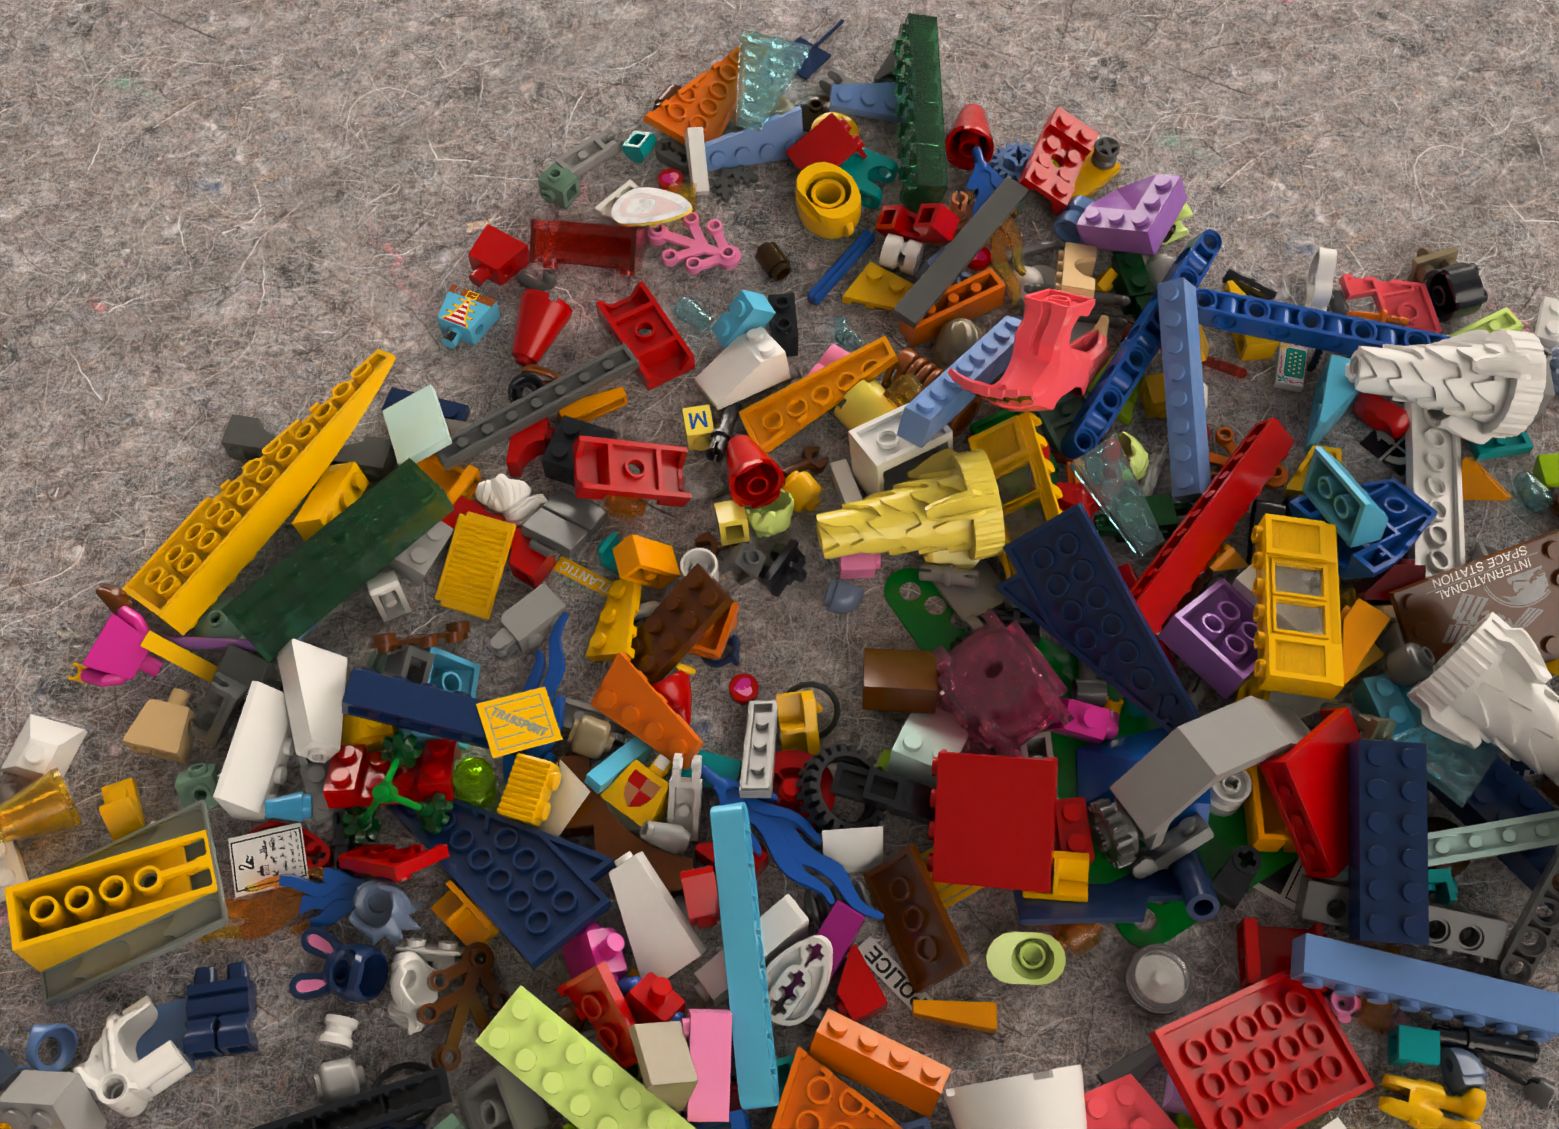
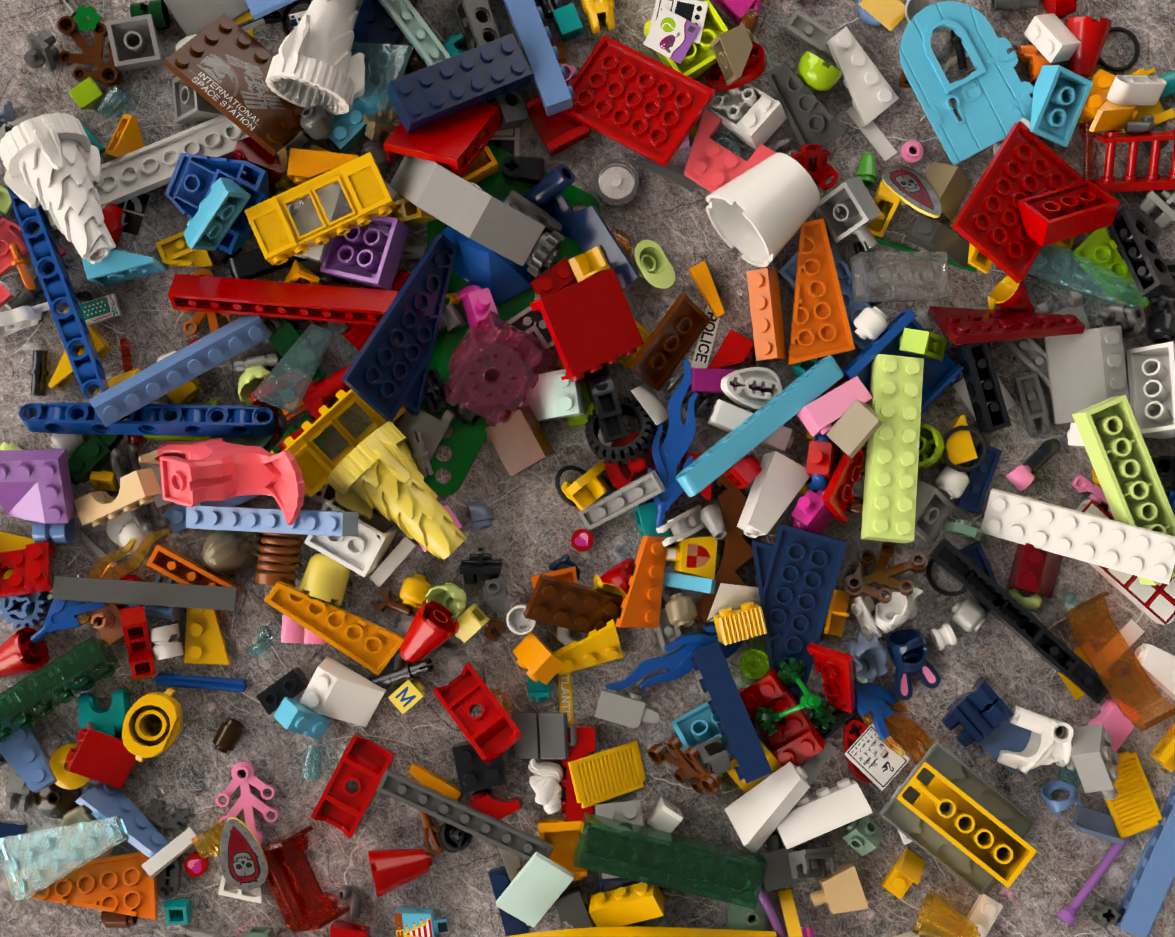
camera: 120 degrees left, 25 degrees up
(290, 807) = (841, 766): dark azure cone -> none
(519, 722) = (705, 658): yellow sticker -> none
(903, 390) = (301, 557): clear yellow brick -> none

